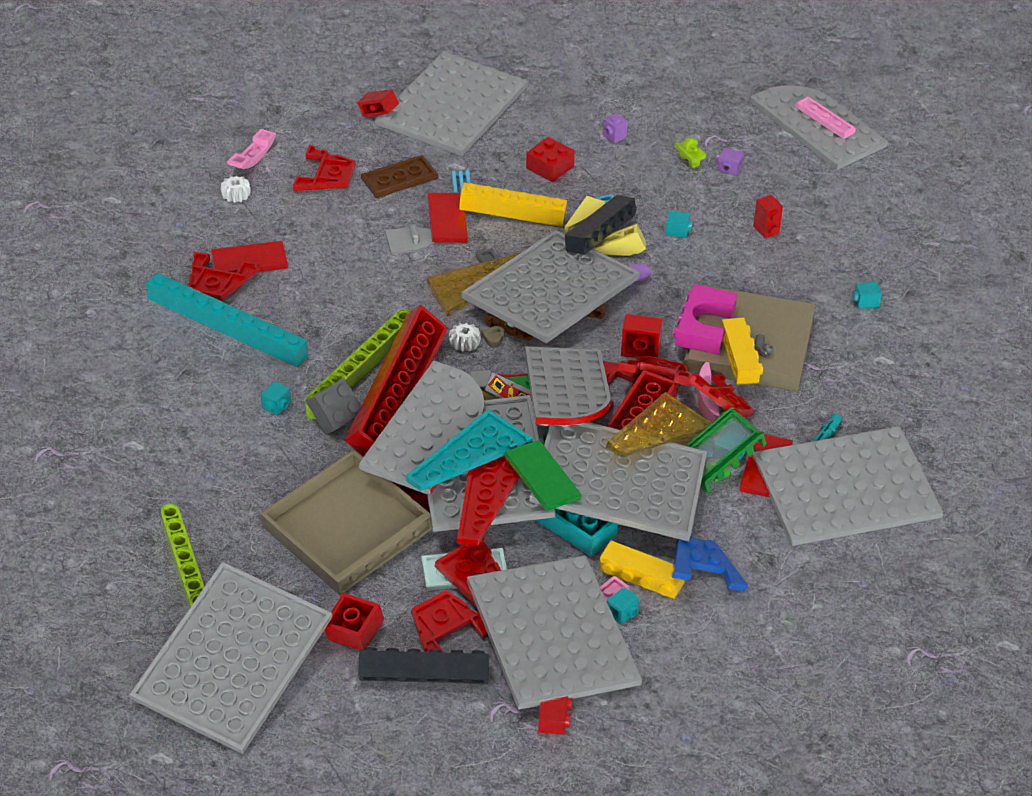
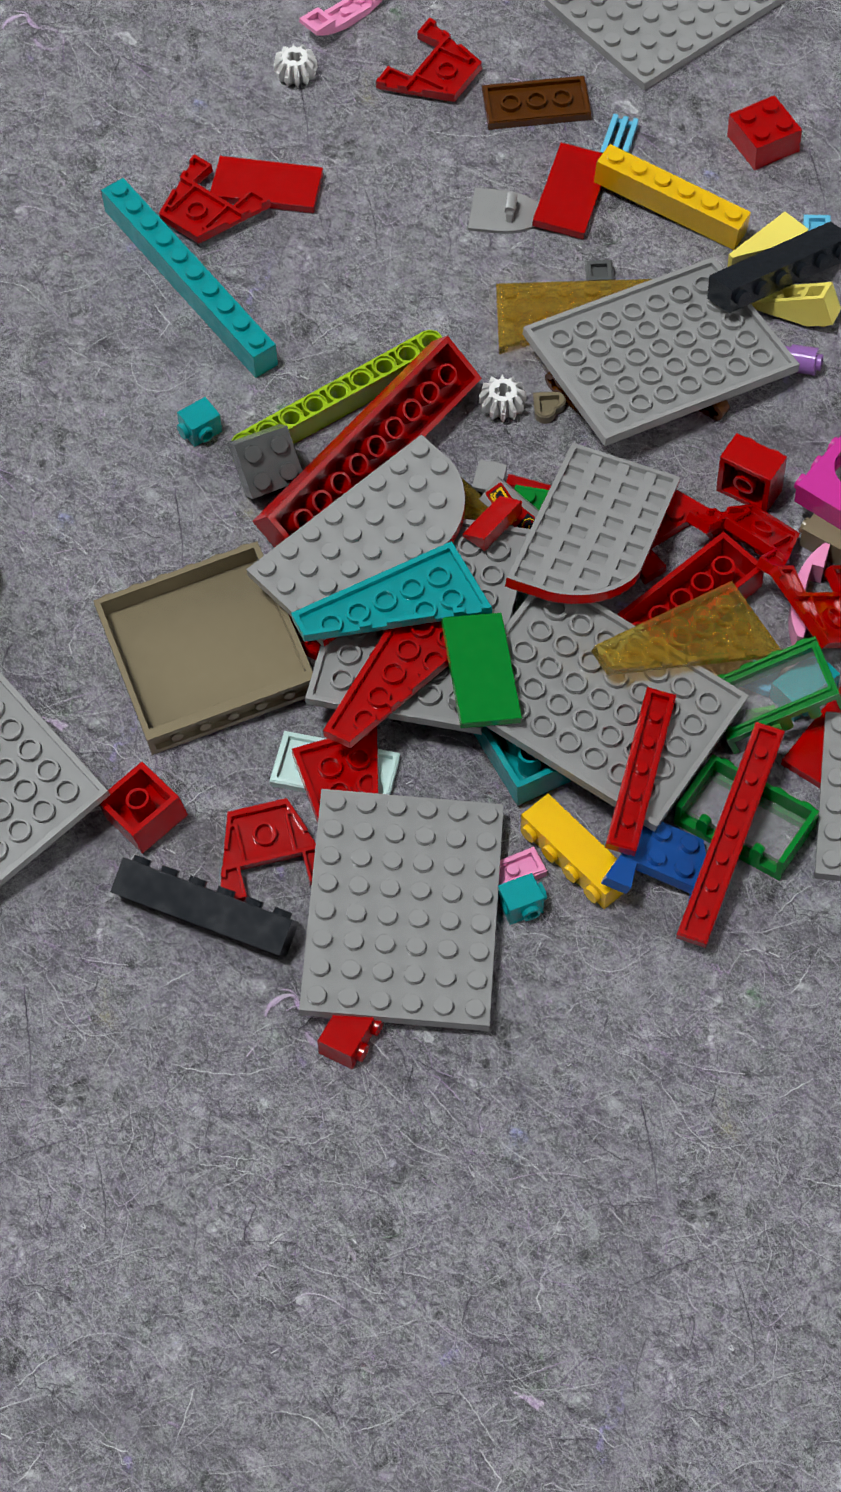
camera: 25 degrees right, 15 degrees up
(504, 396) = (493, 522): none -> red slope
(666, 507) = (640, 771): none -> red tile
(735, 531) = (730, 835): none -> red tile
(736, 522) = (777, 827): none -> window

